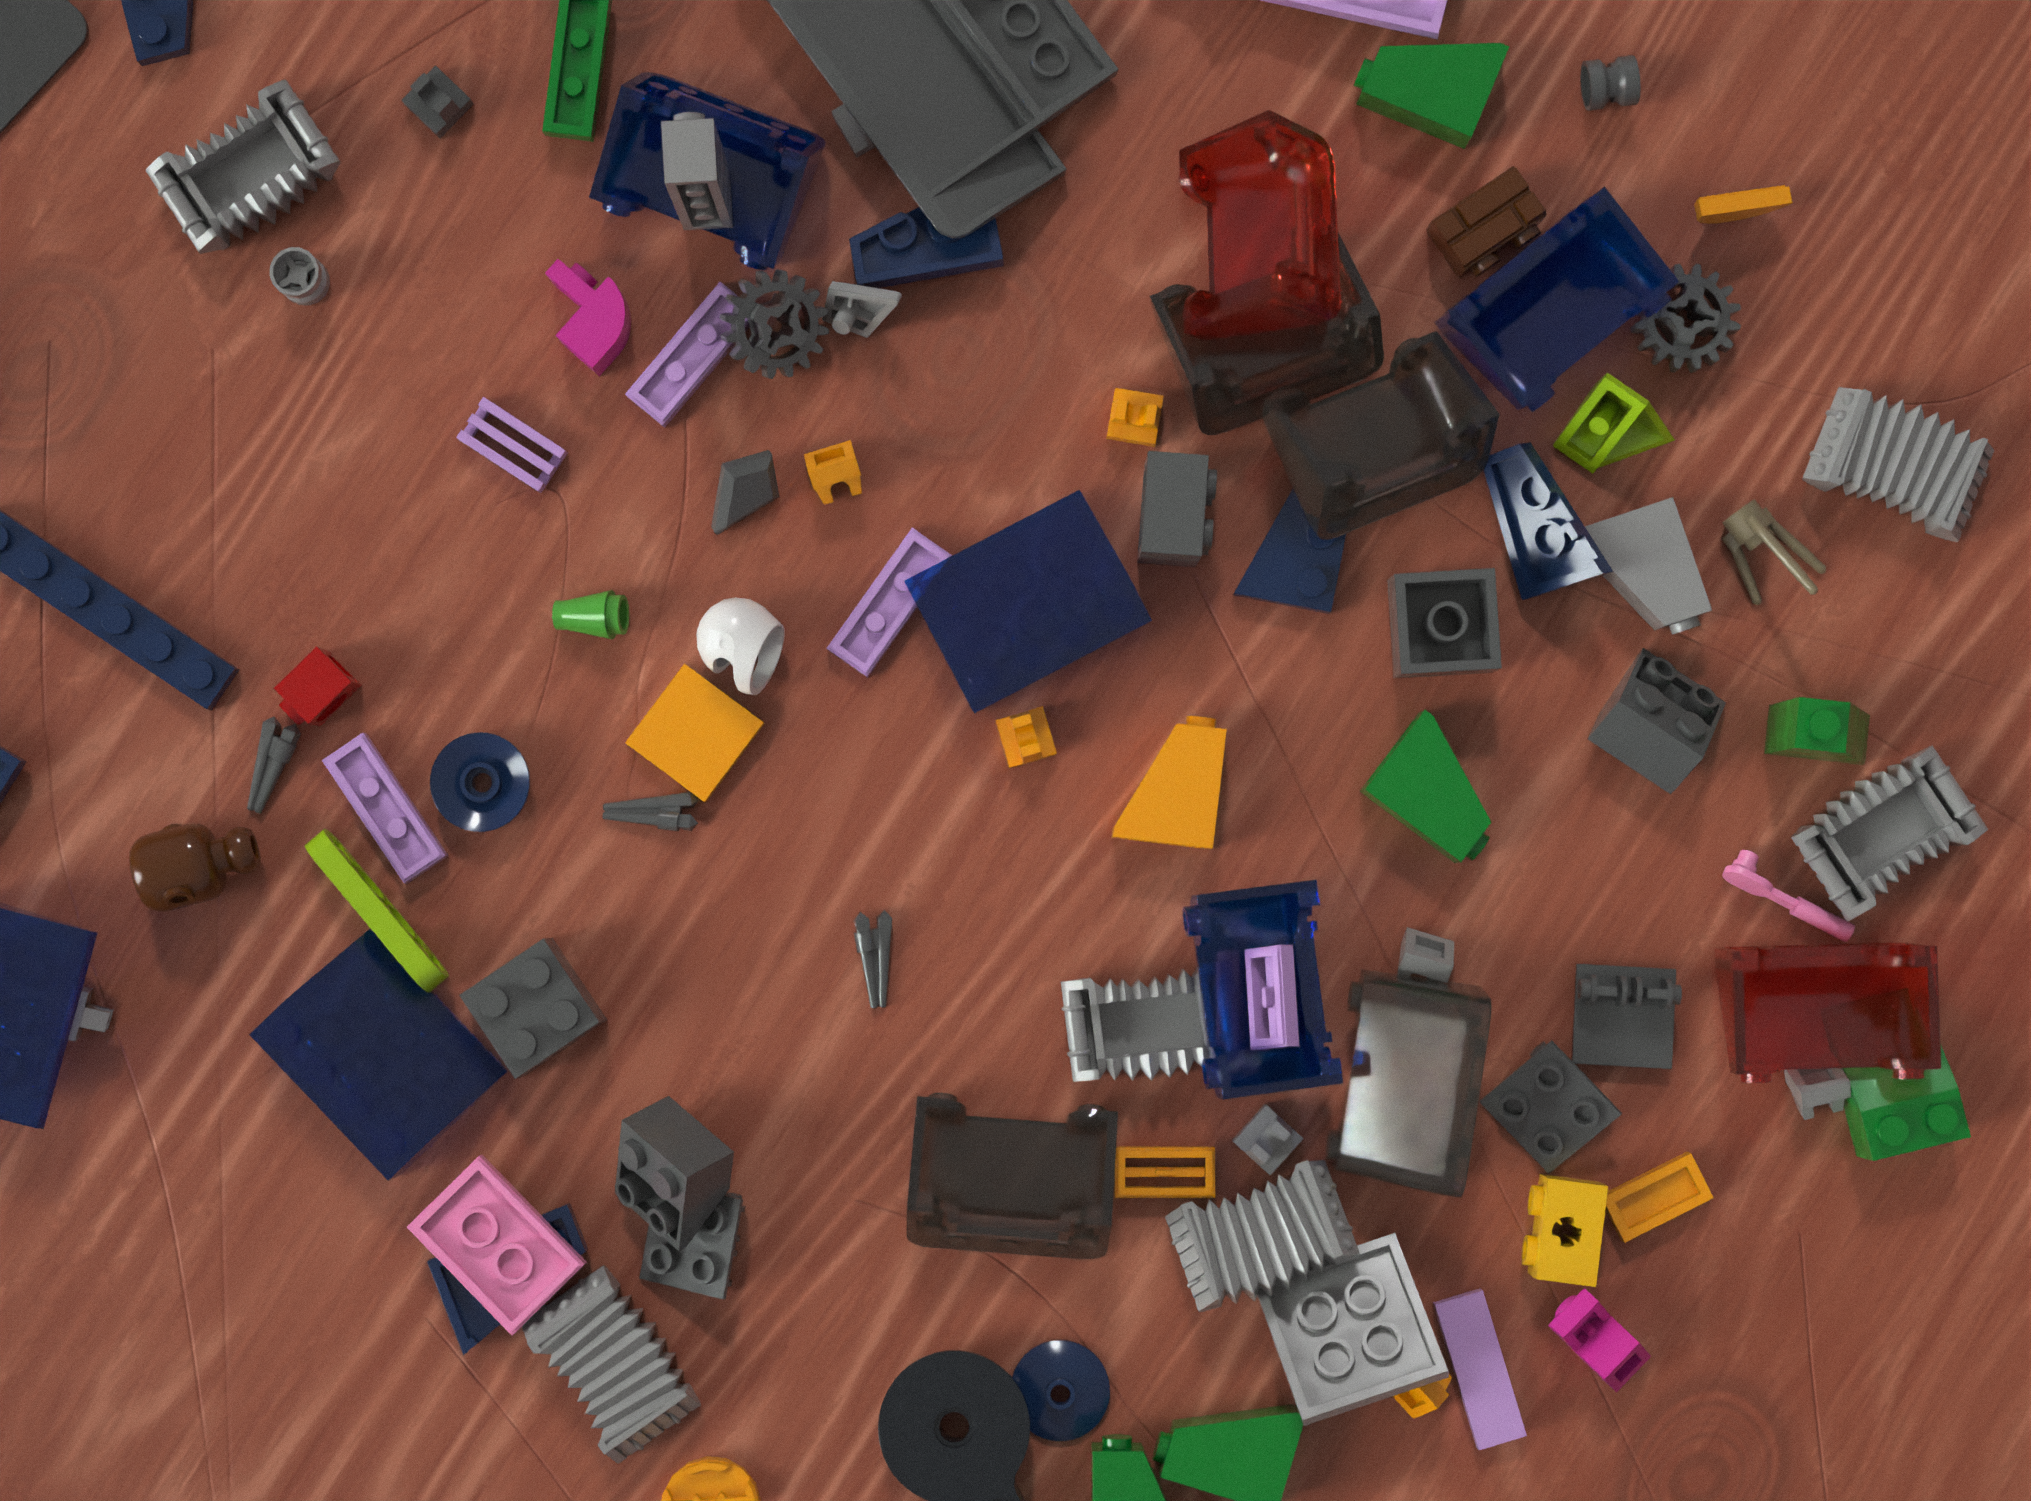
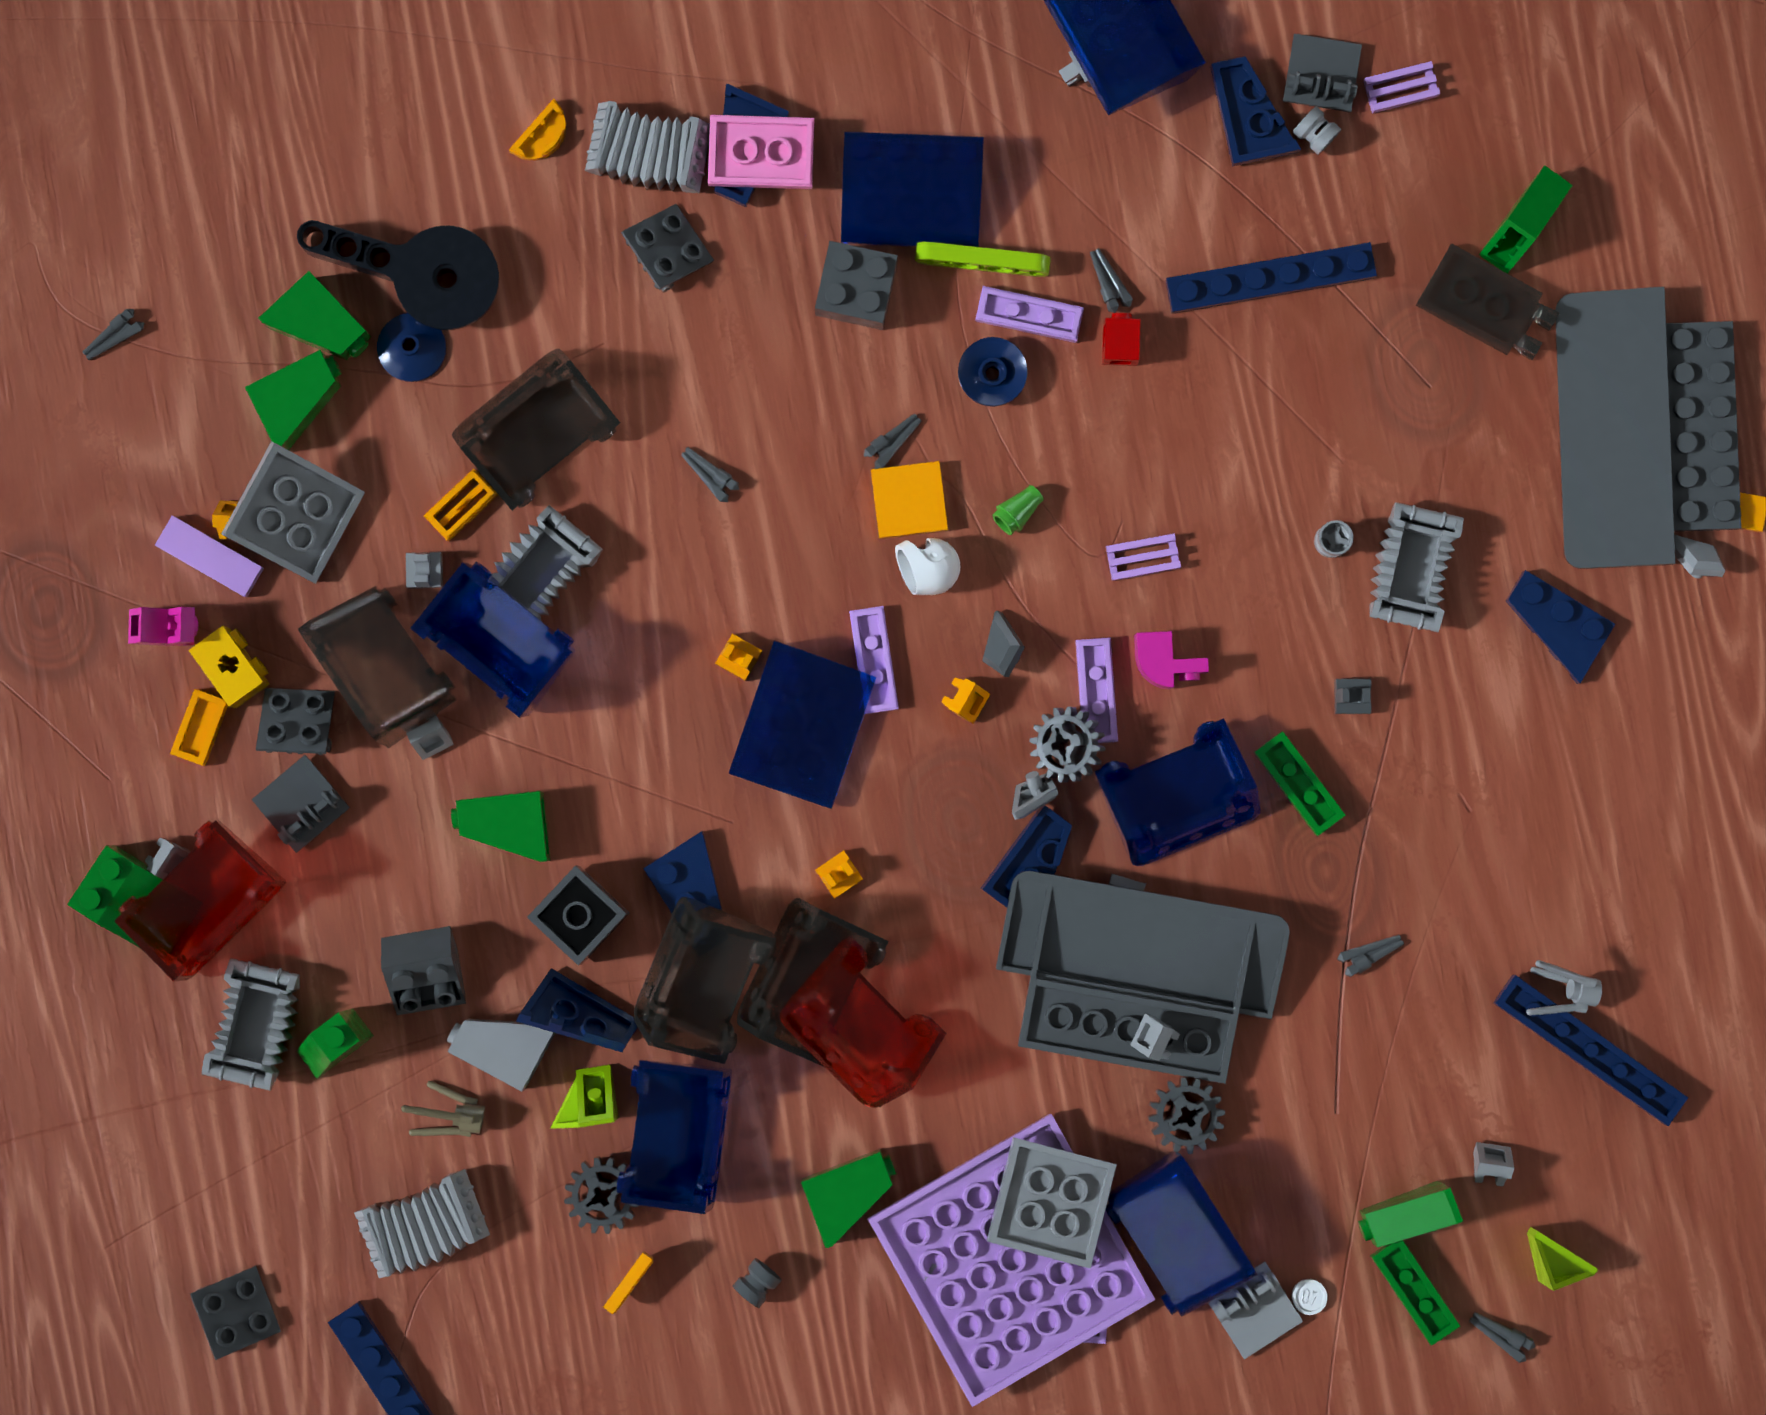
camera: 135 degrees right, 0 degrees up
(189, 864) = (1098, 192): reddish brown piece -> none
(671, 1170) = (708, 270): dark grey slope -> none
(696, 172) = (1174, 777): light grey brick -> none
(1174, 509) = (770, 841): dark grey brick -> none
(1180, 789) = (634, 702): light orange slope -> none
(1262, 1238) = (378, 517): light grey piece -> none
(1274, 1001) = (487, 639): lavender tile -> none
(1487, 223) = (751, 1147): reddish brown brick -> none
(1743, 875) = (306, 934): bright pink piece -> none

